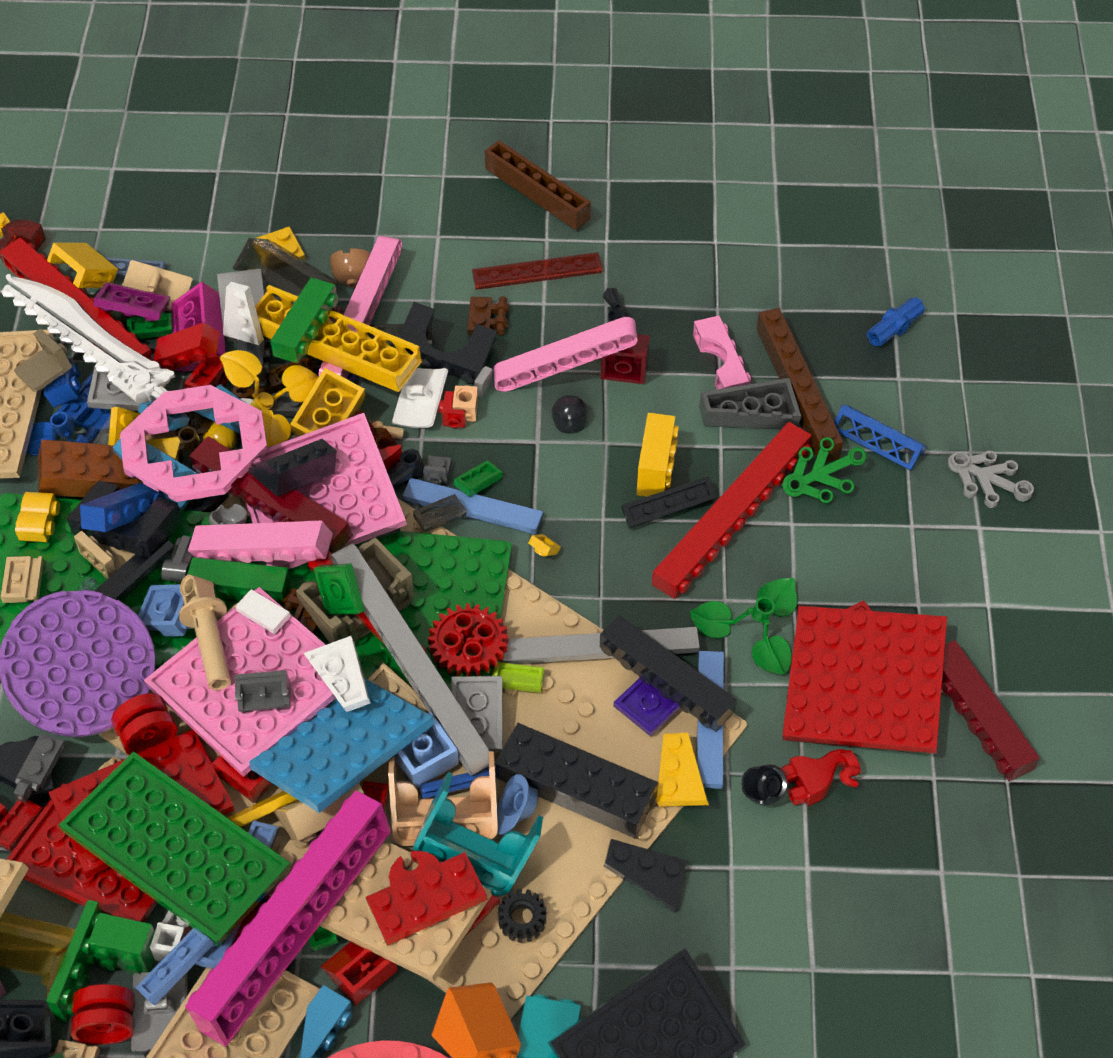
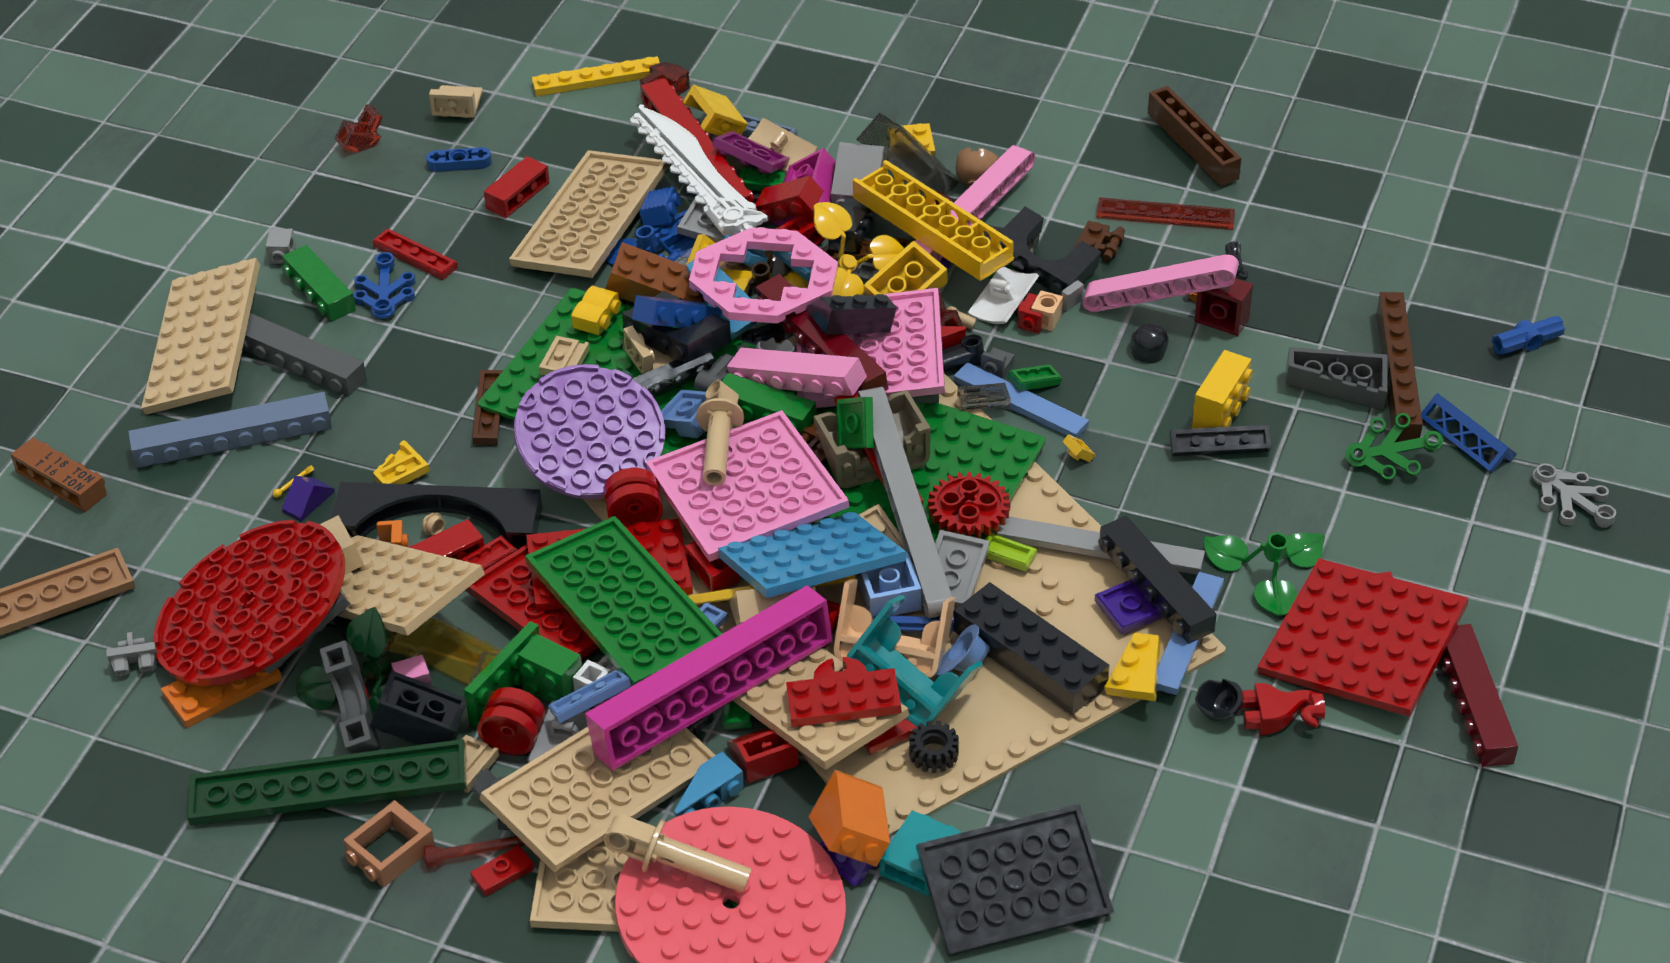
camera: 20 degrees right, 10 degrees down
(38, 766) = (524, 511): dark grey hinge -> none
(44, 365) = (651, 186): dark tan bracket -> none
(241, 315) = (848, 179): white wing -> none
(262, 611) = (777, 429): white tile -> none
(262, 690) = (752, 491): dark grey hinge -> none
(304, 320) = (907, 193): green brick -> none
(341, 672) = (832, 493): white wing -> none
(649, 870) = (1078, 746): black wing -> none
(713, 338) = (1325, 308): bright pink arch -> none
(730, 511) = (1280, 462): red brick -> none

